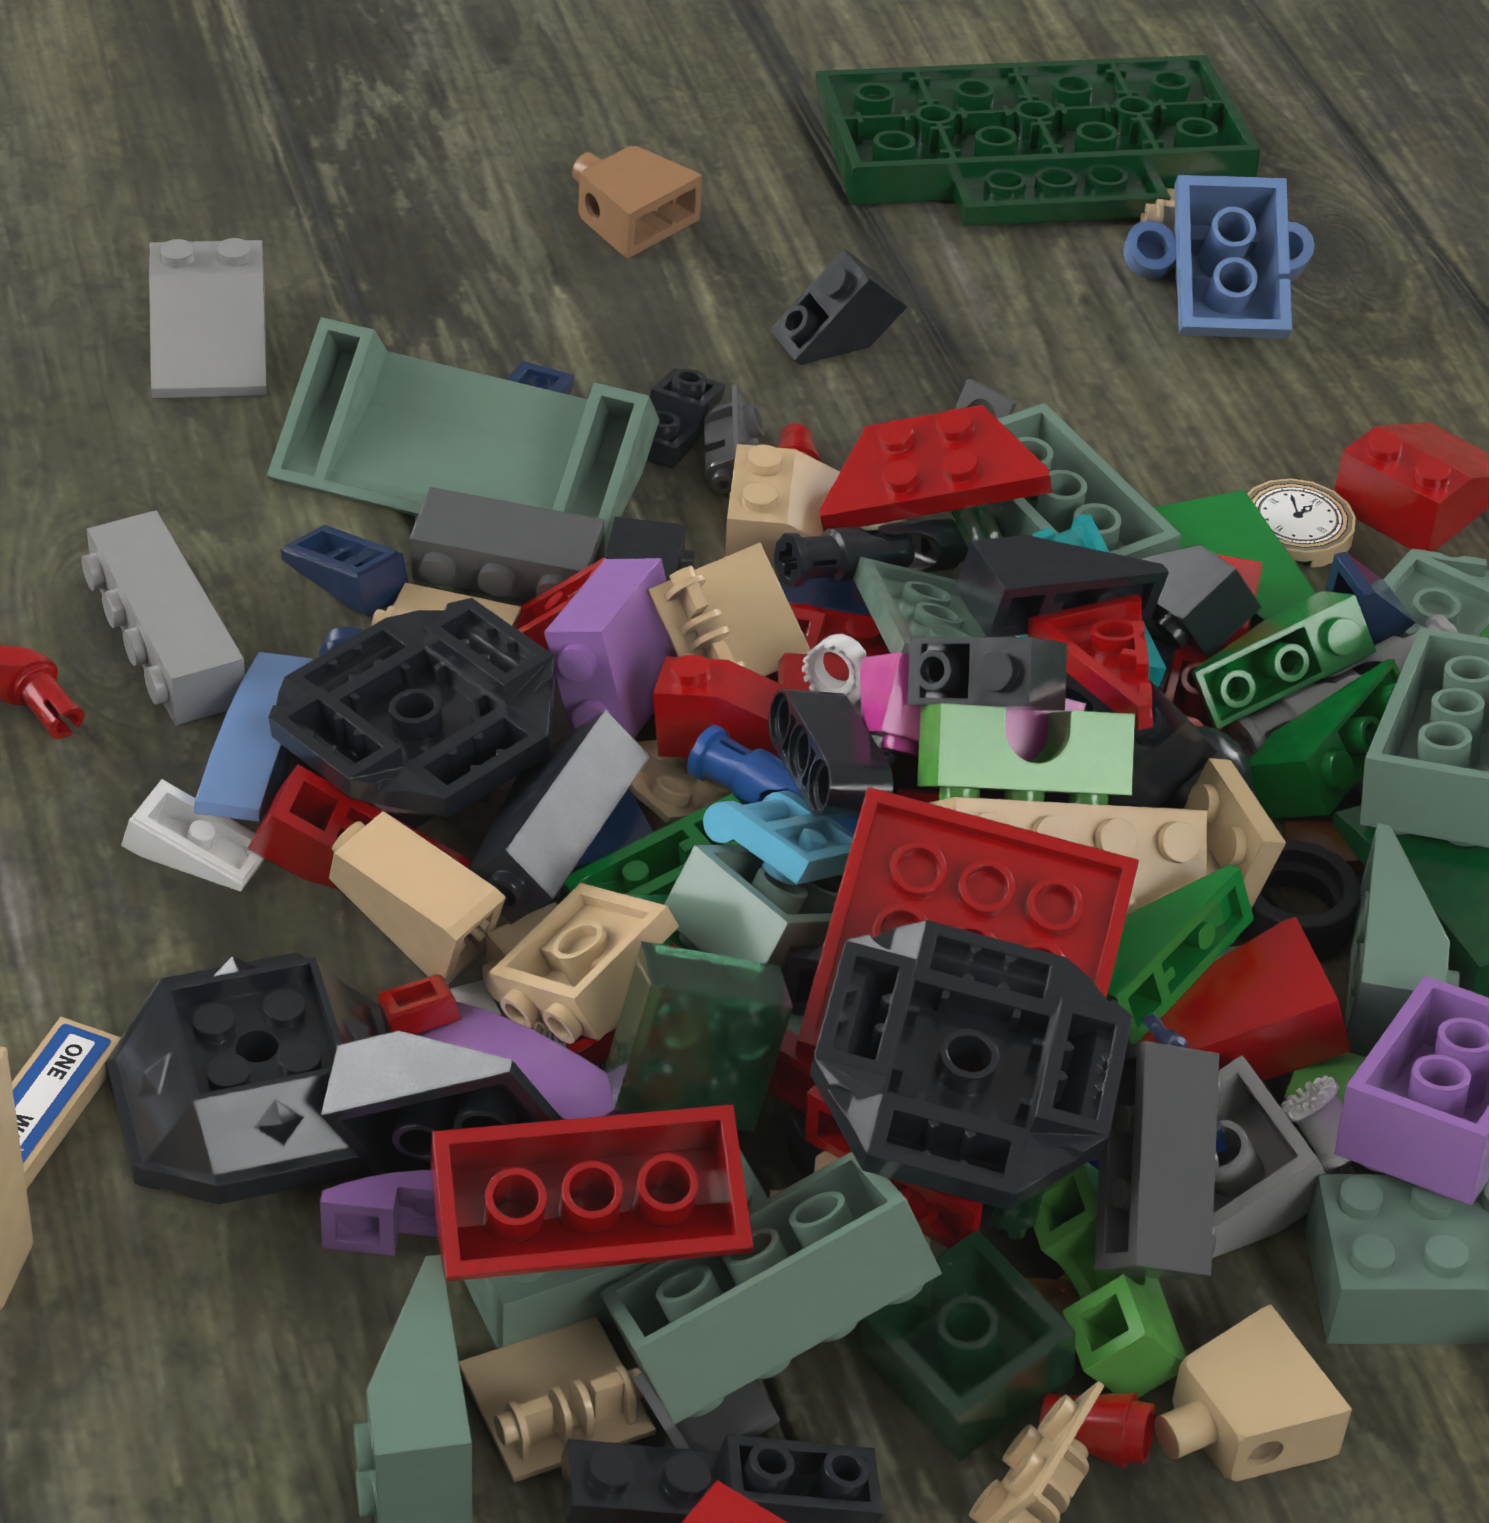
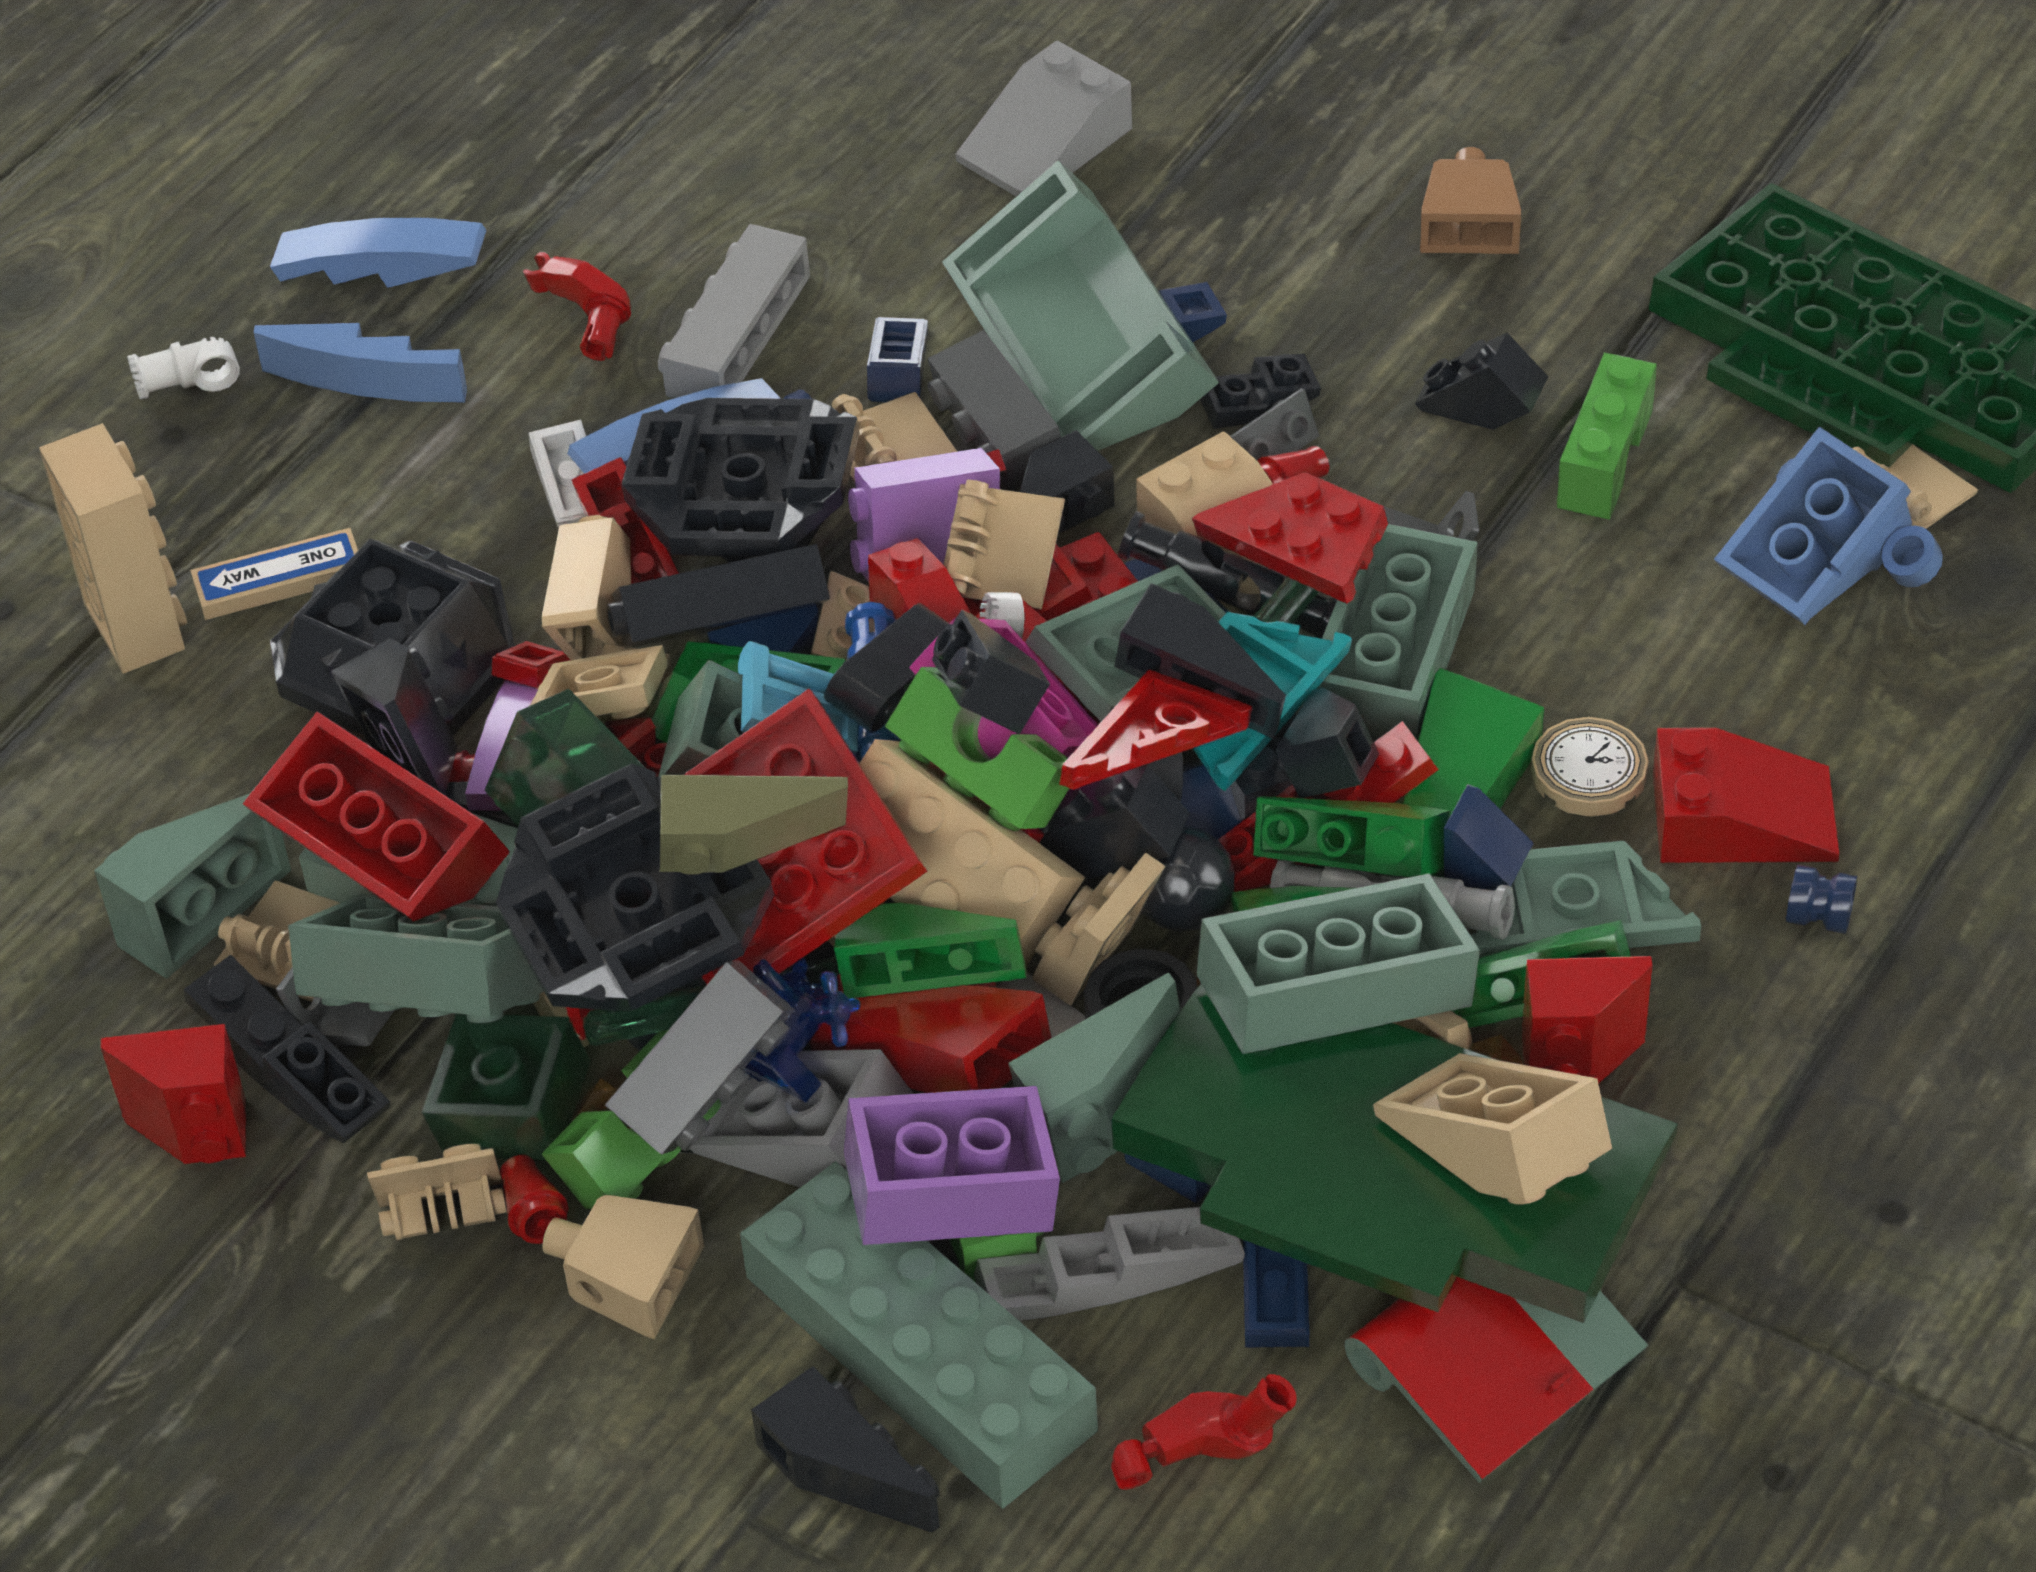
camera: 55 degrees right, 5 degrees up
(988, 929) = (732, 820): none -> olive slope
(1002, 311) = (1600, 441): none -> bright green arch

